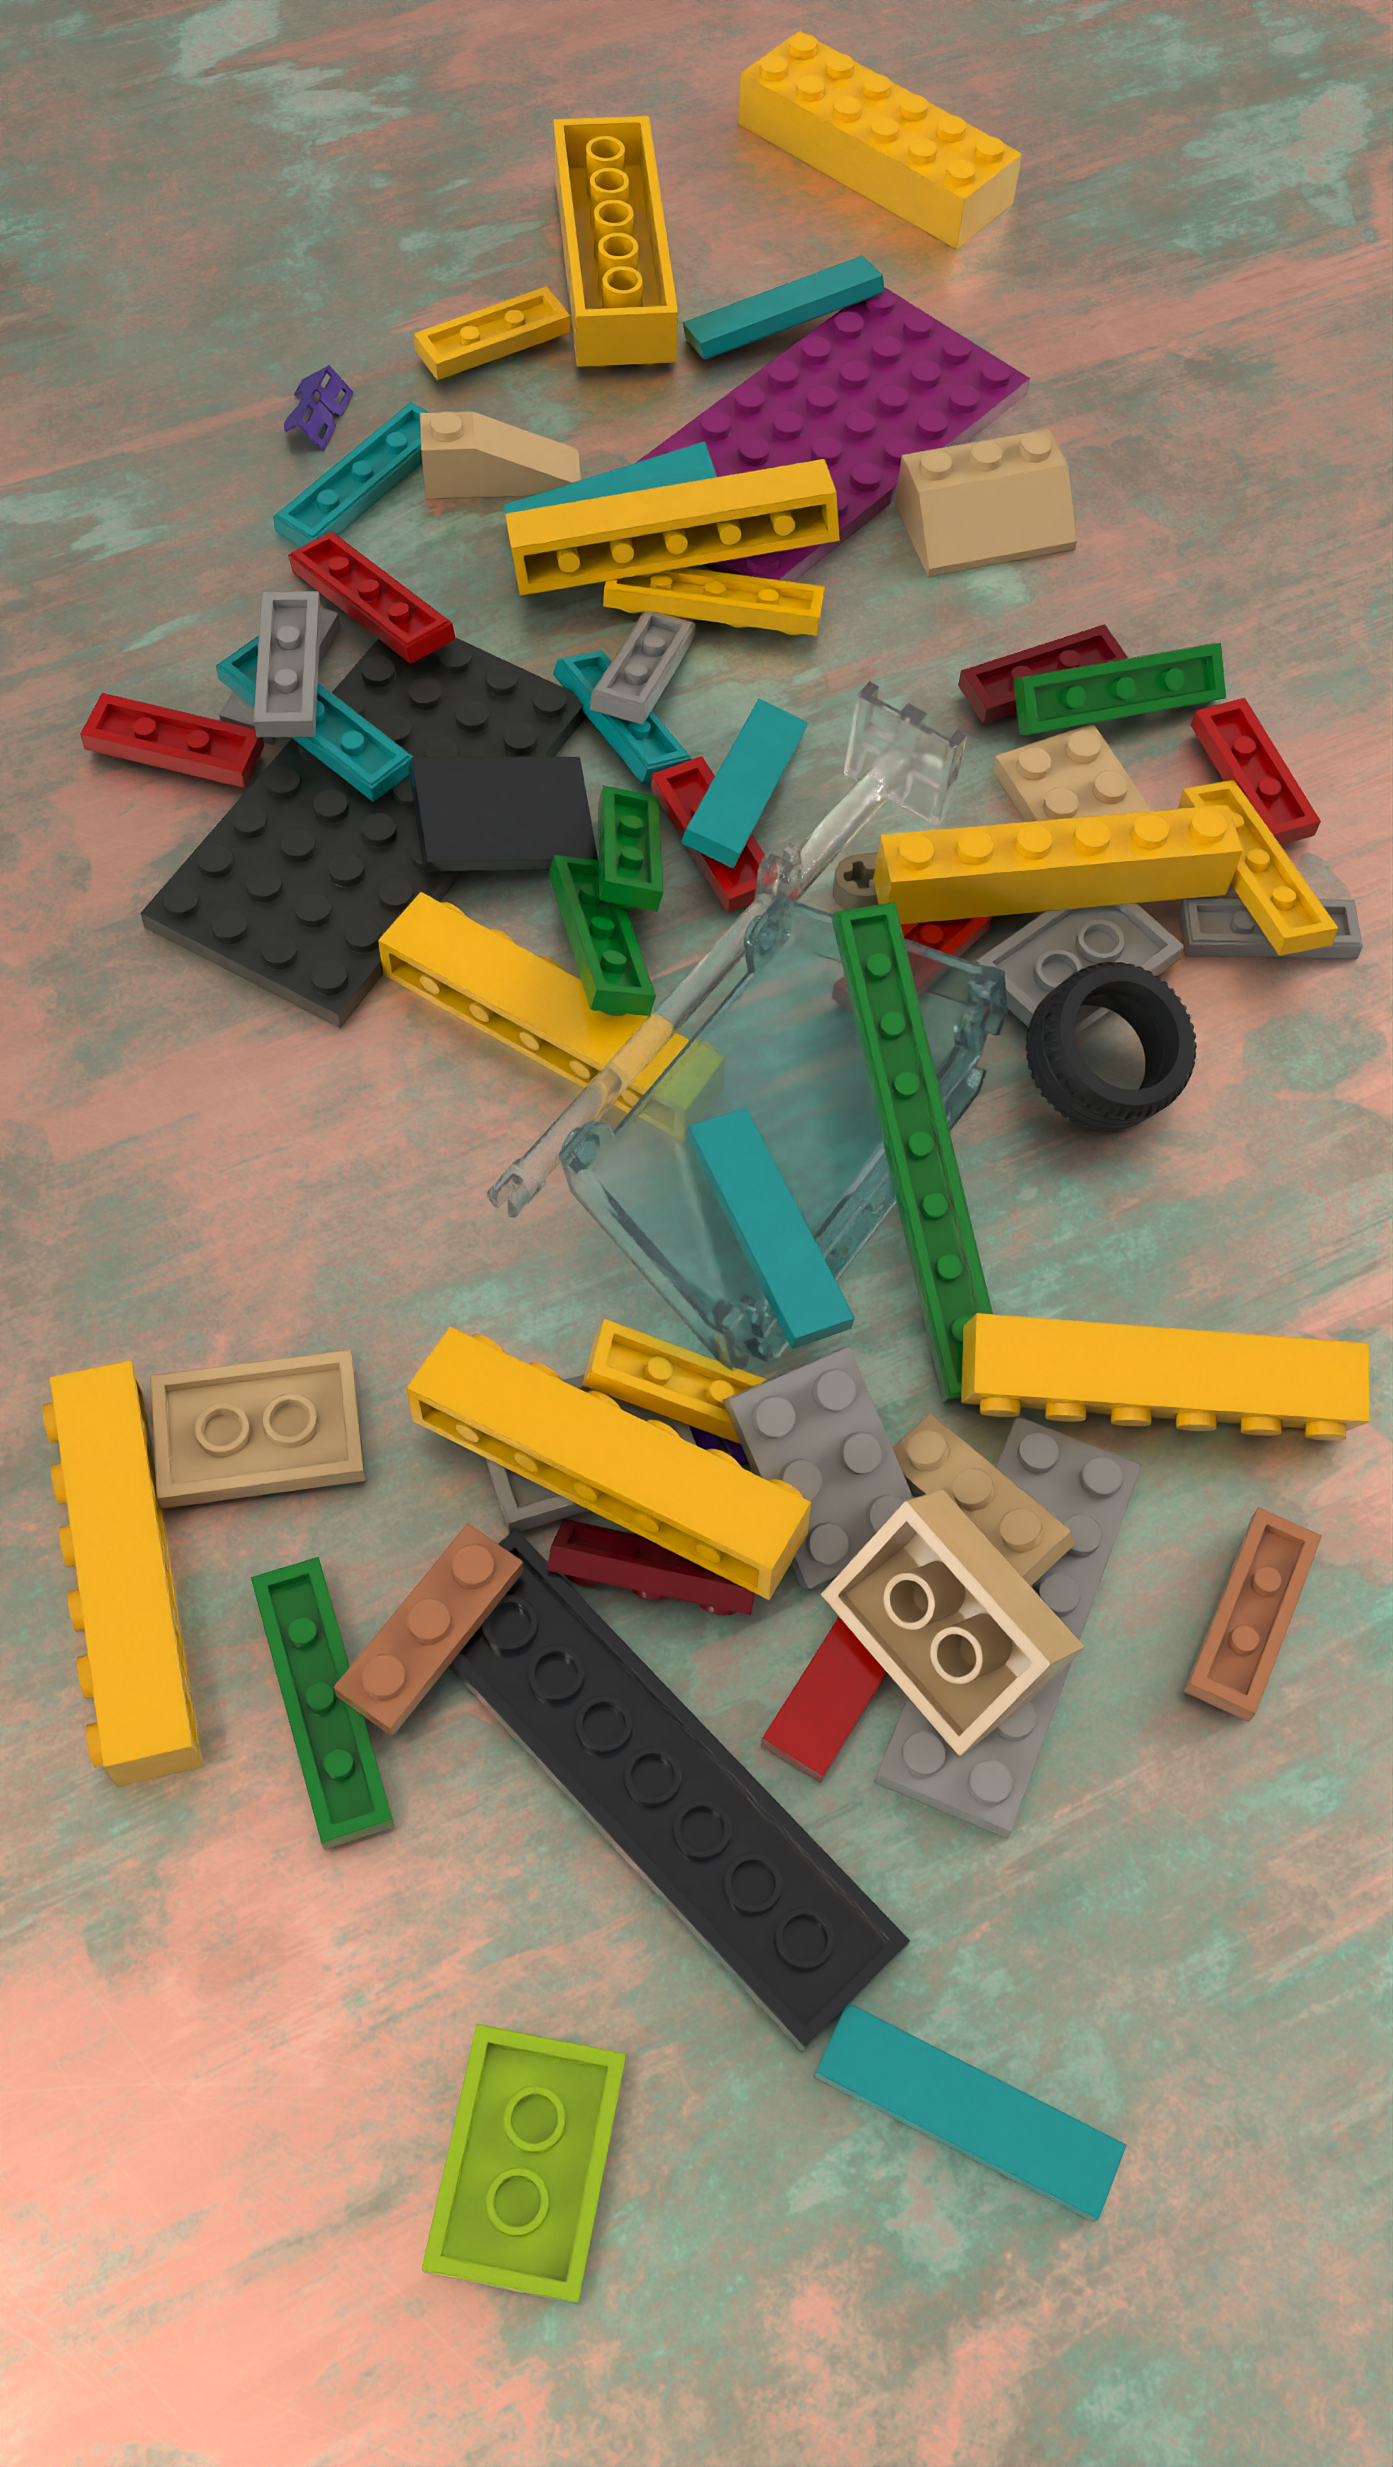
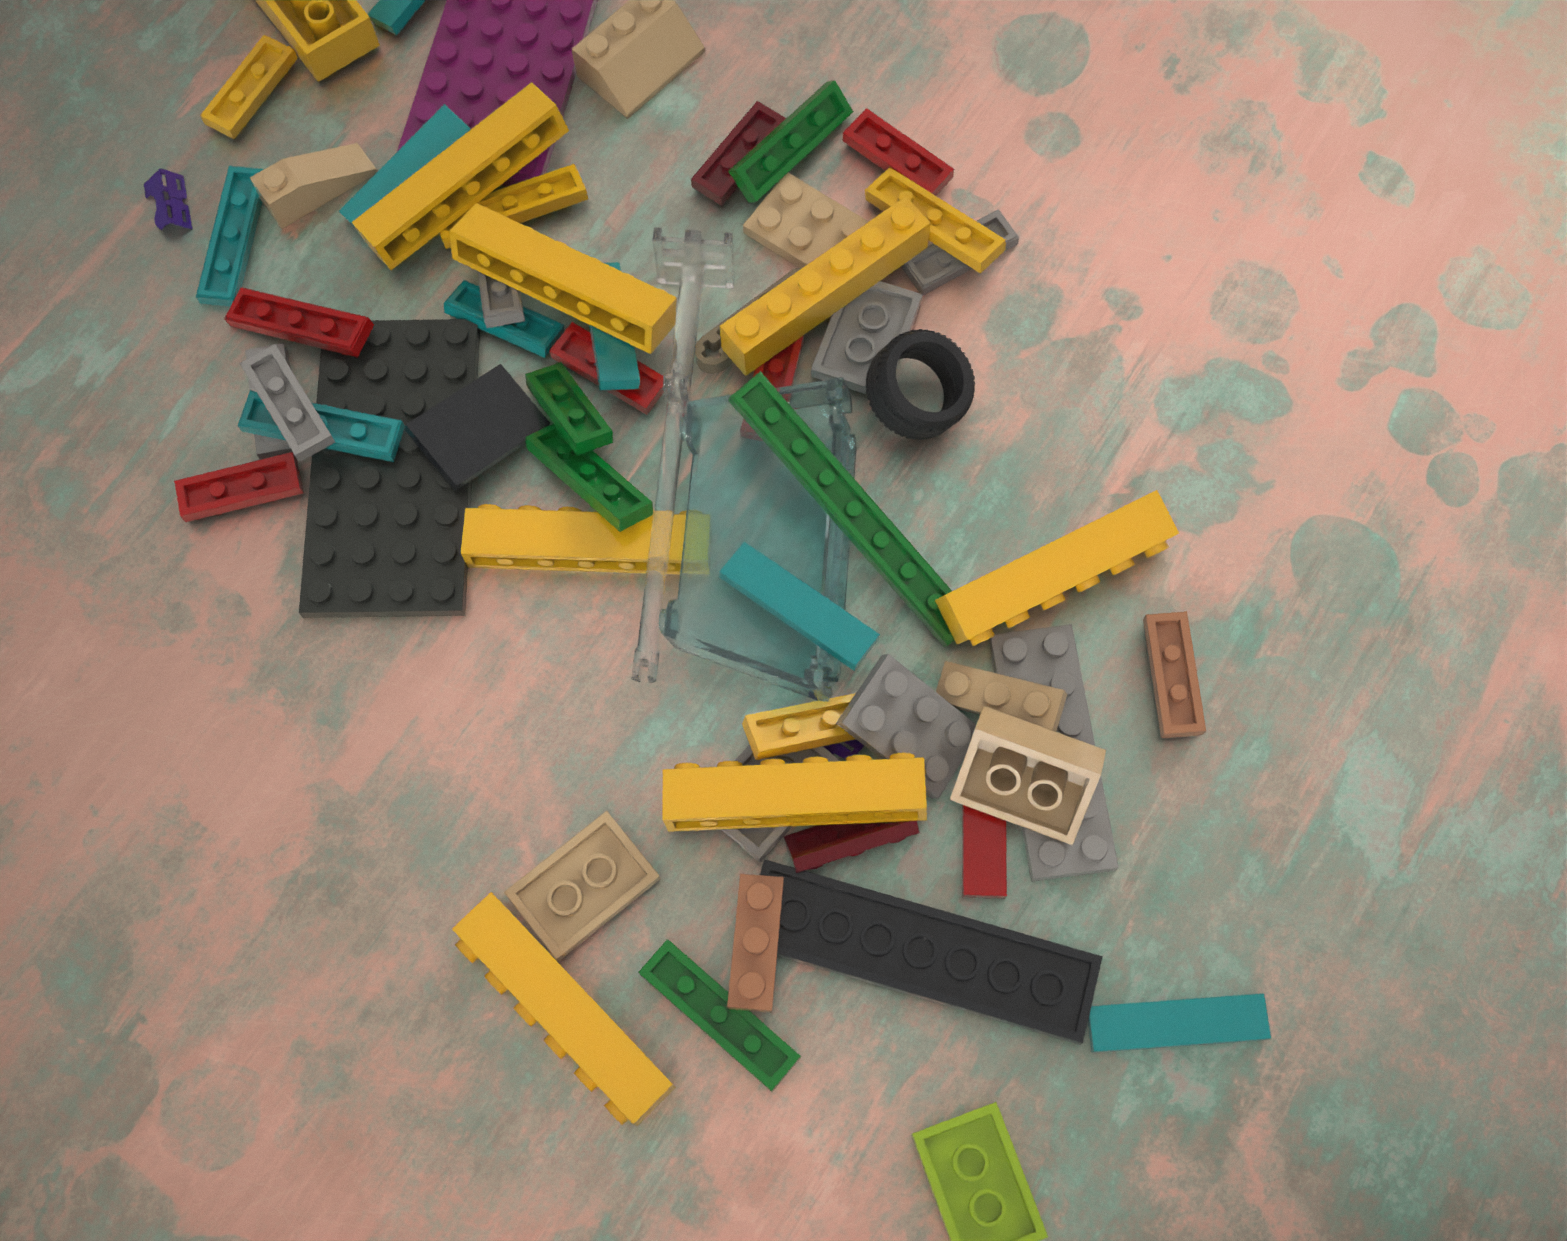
camera: 25 degrees left, 10 degrees up
(722, 695) = (563, 278): none -> yellow brick

